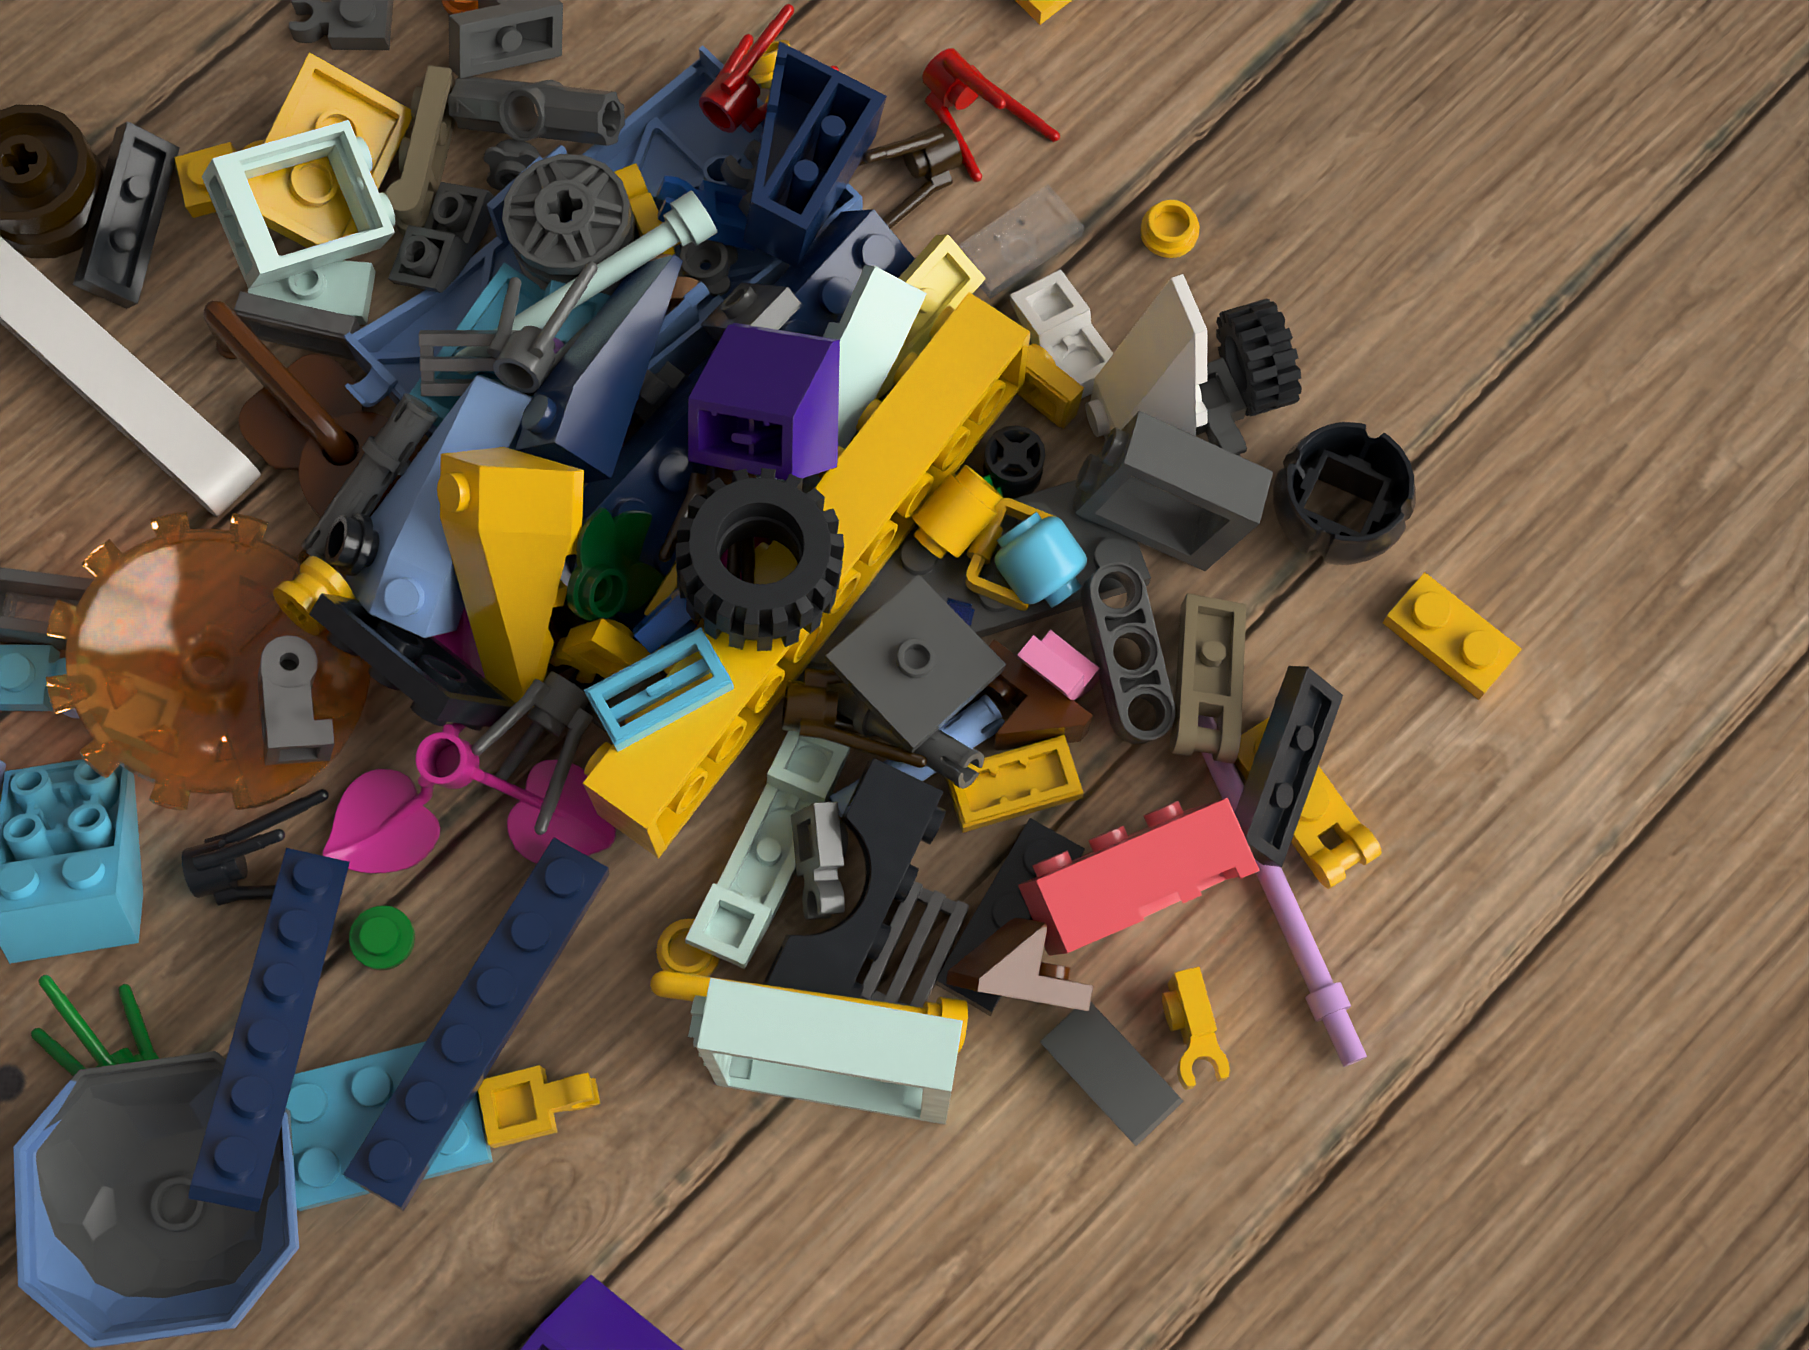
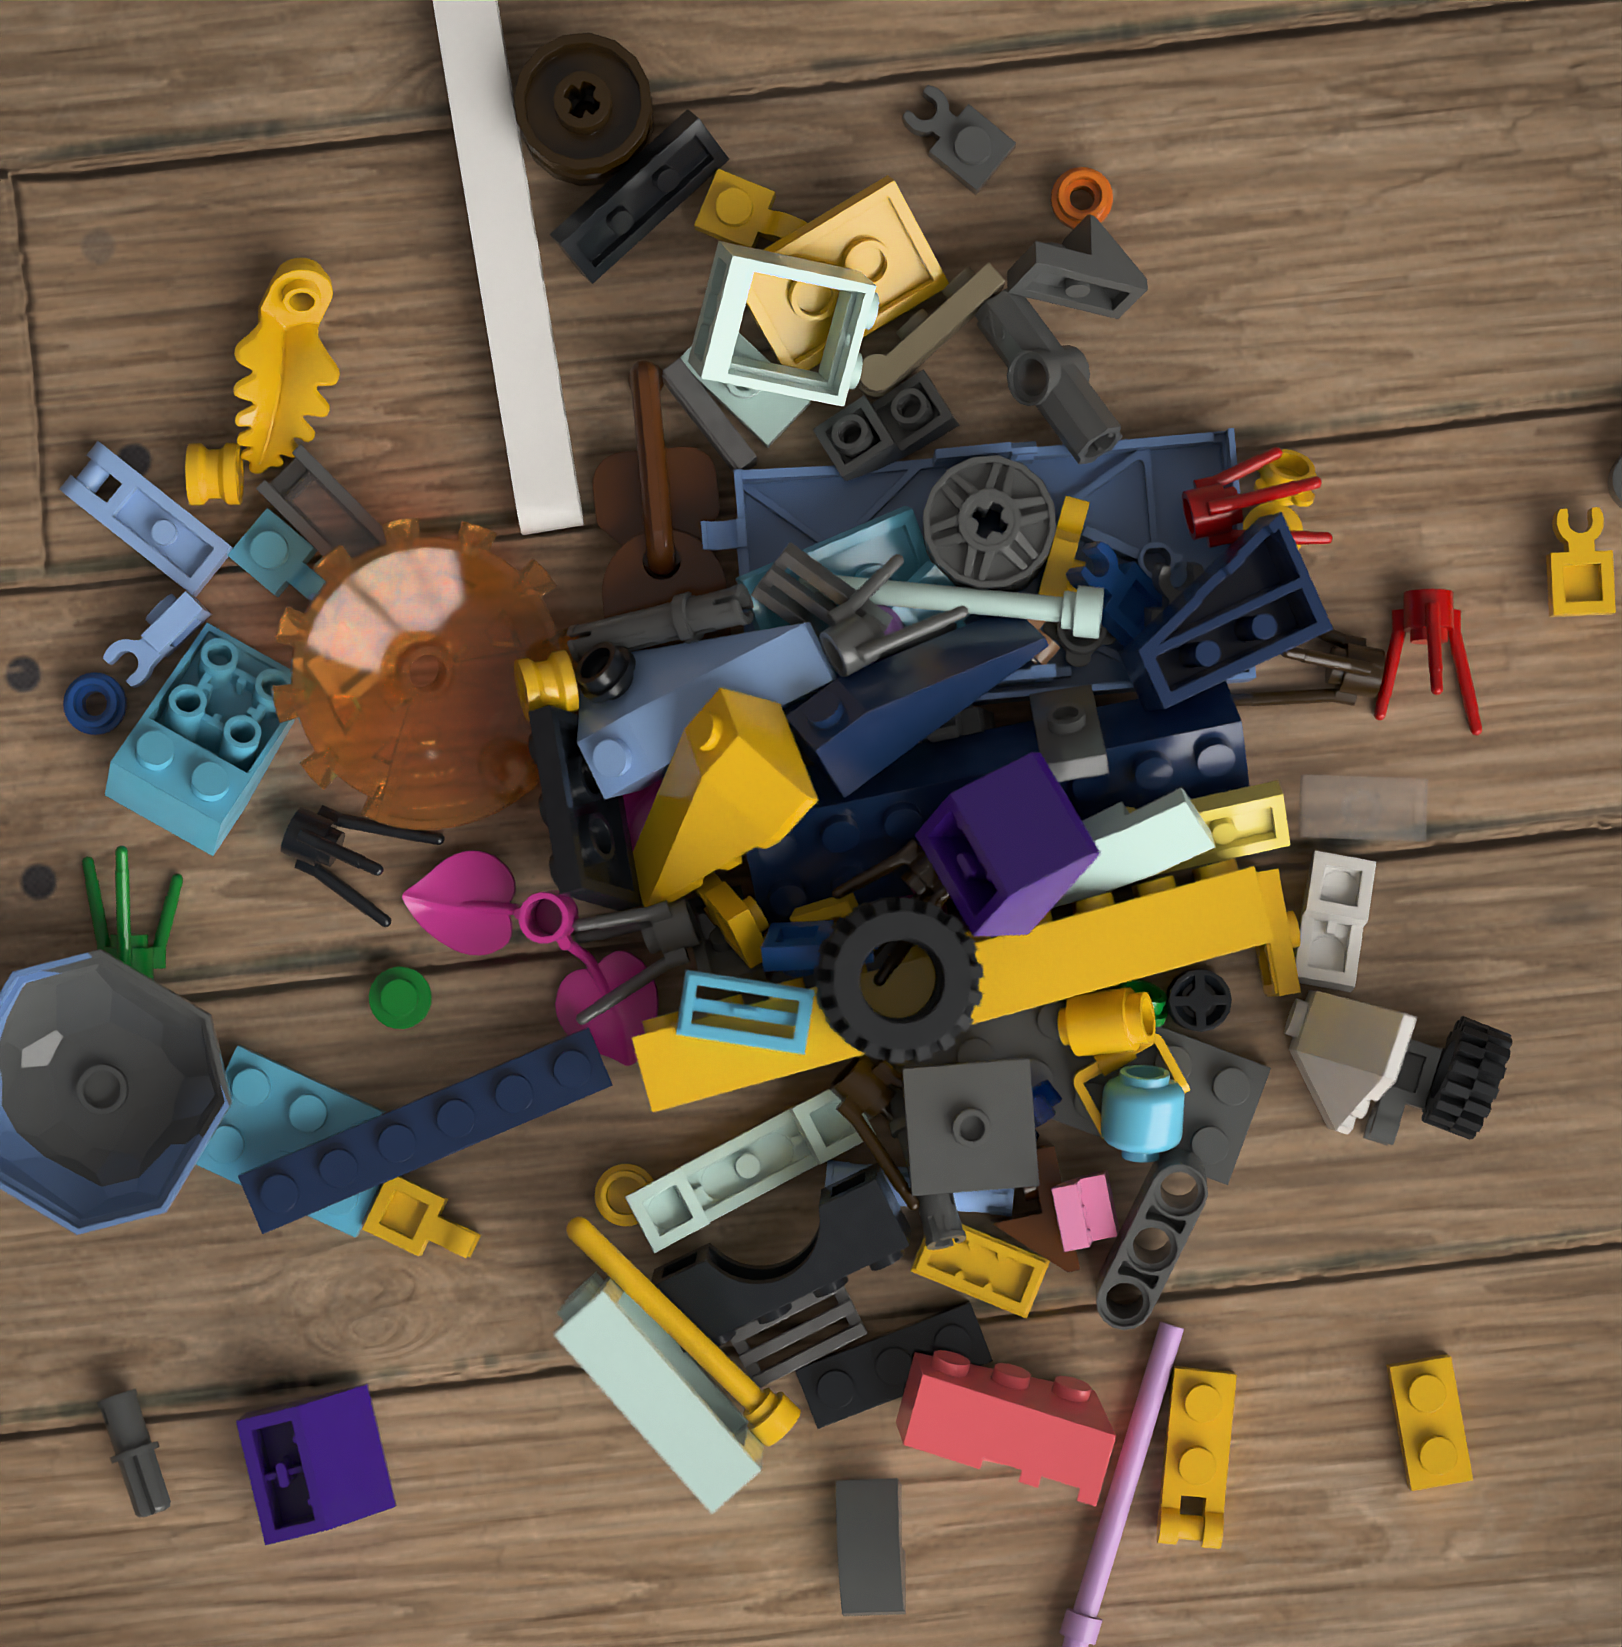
camera: 35 degrees right, 15 degrees up
(269, 1033) = (265, 1025): dark blue plate -> none
(286, 704) = (461, 761): flat silver leg -> none
(508, 161) = (993, 406): dark grey plate -> none
(609, 567) = (788, 872): dark green plate -> none
(819, 851) = (782, 1204): dark grey plate -> none
(1012, 967) = (856, 1421): slope -> none
(1169, 229) = (1499, 895): yellow plate -> none
(1189, 1010) = (967, 1550): yellow plate -> none
(1209, 677) = (1202, 1307): dark tan plate -> none
(1218, 481) = (1292, 1144): dark grey window -> none
(1286, 763) = (1196, 1430): black plate -> none
(1356, 464) = (1448, 1292): black piece -> none

